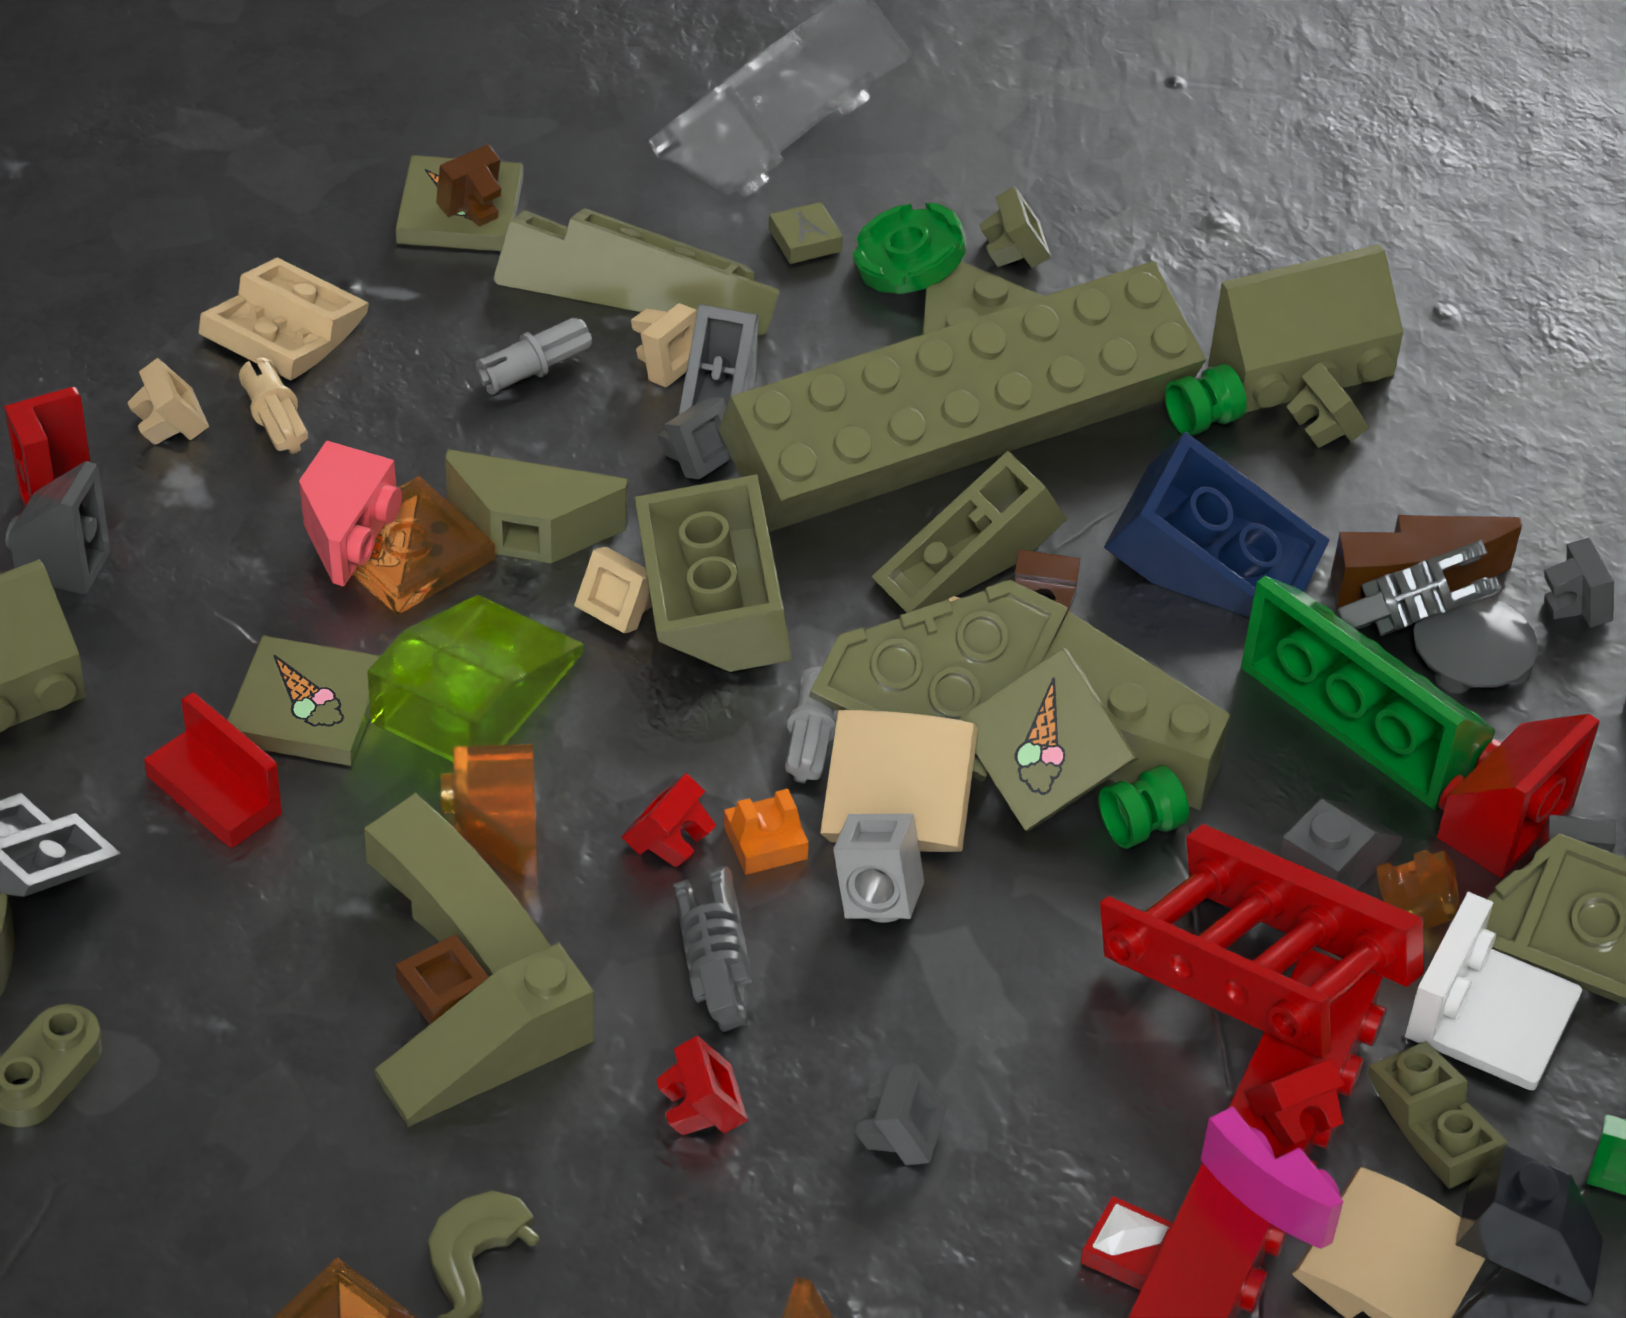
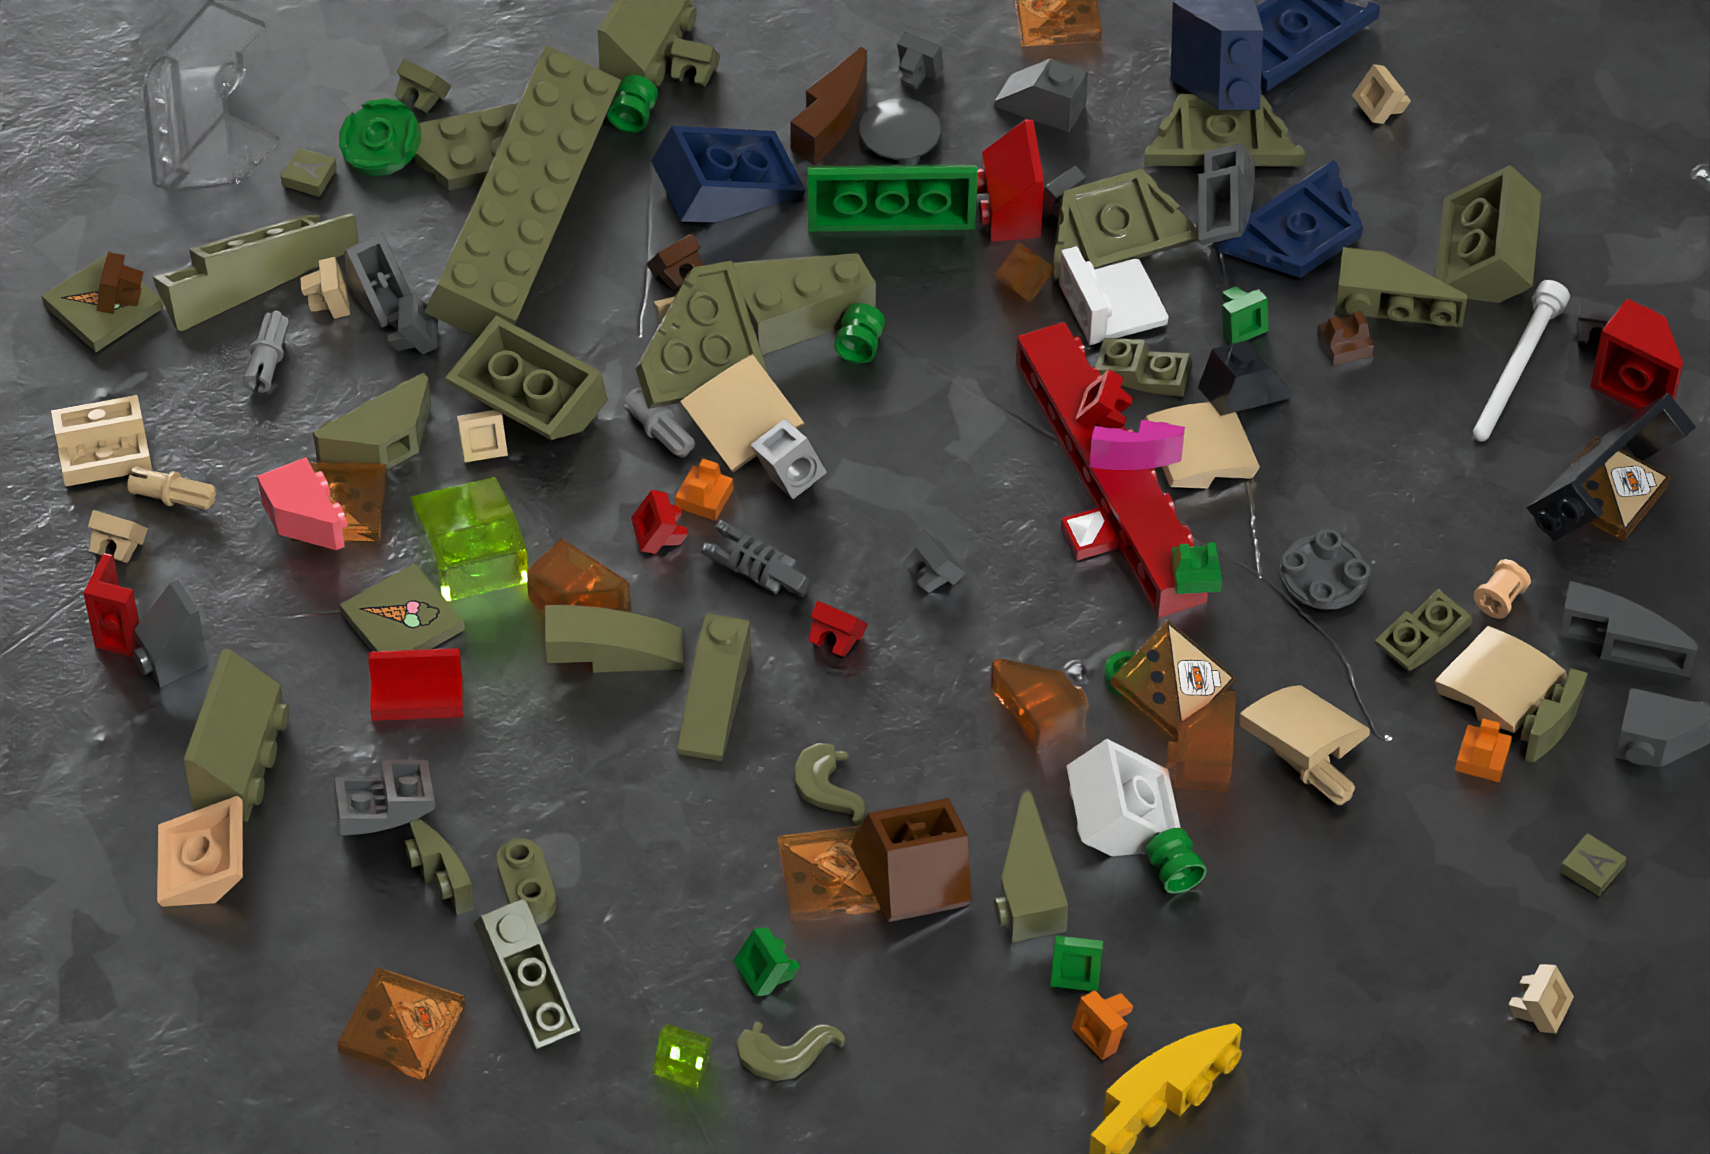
camera: 45 degrees left, 5 degrees up
(439, 977) = (665, 679): reddish brown tile -> none
(973, 537) = (616, 268): olive slope -> none
(1048, 739) = (791, 334): olive tile -> none
(1281, 895) = (988, 319): red fence -> none
(1339, 843) = (967, 288): dark grey slope -> none
(1417, 592) = (857, 123): dark grey hinge -> none

